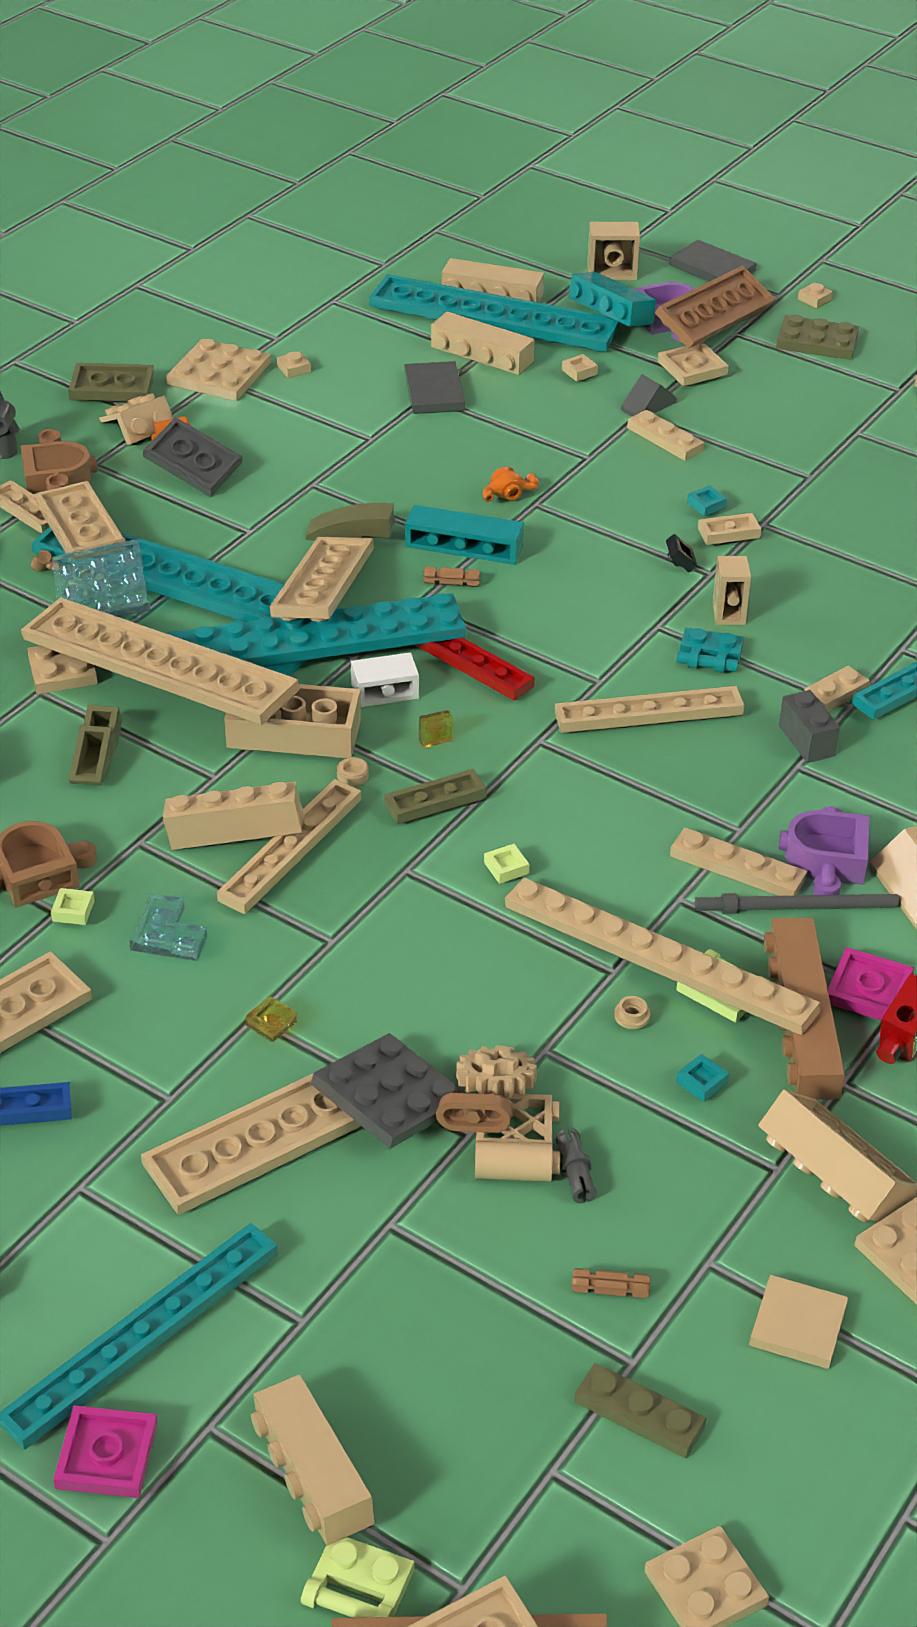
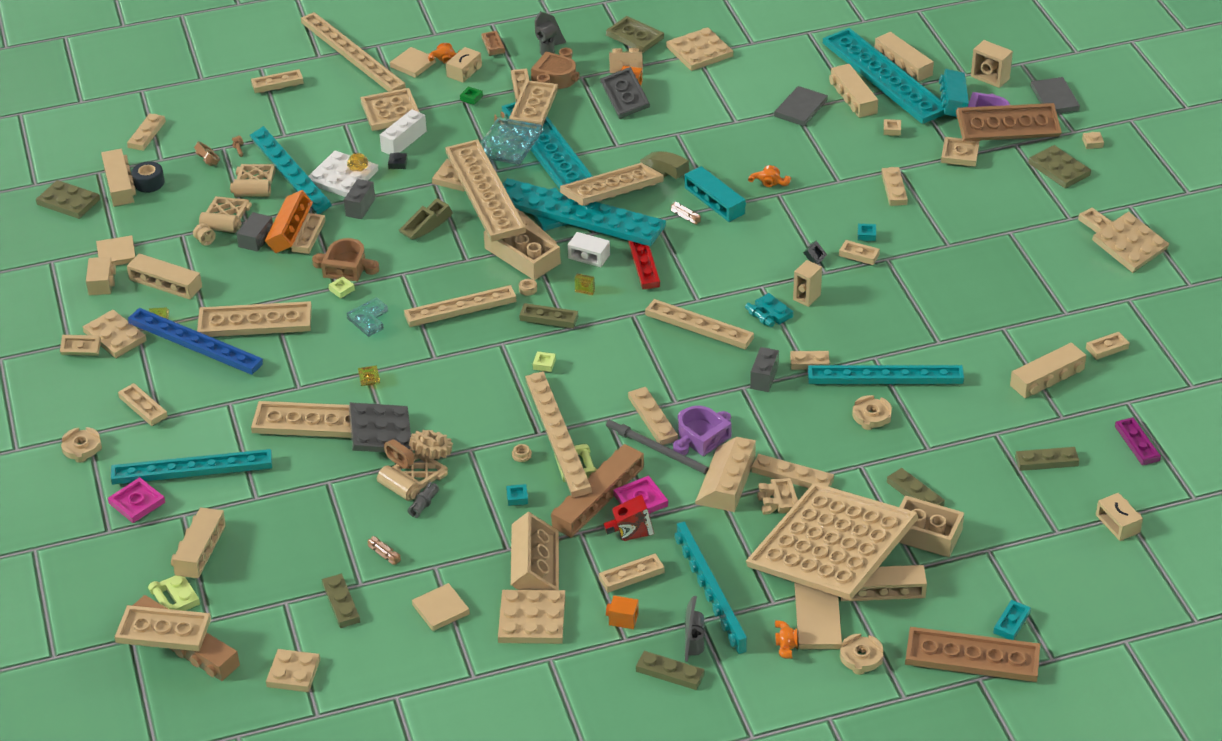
camera: 40 degrees right, 0 degrees up
(233, 815) = (443, 279): tan brick -> none
(293, 364) = (741, 62): tan plate -> none
(647, 396) = (910, 160): dark grey slope -> none

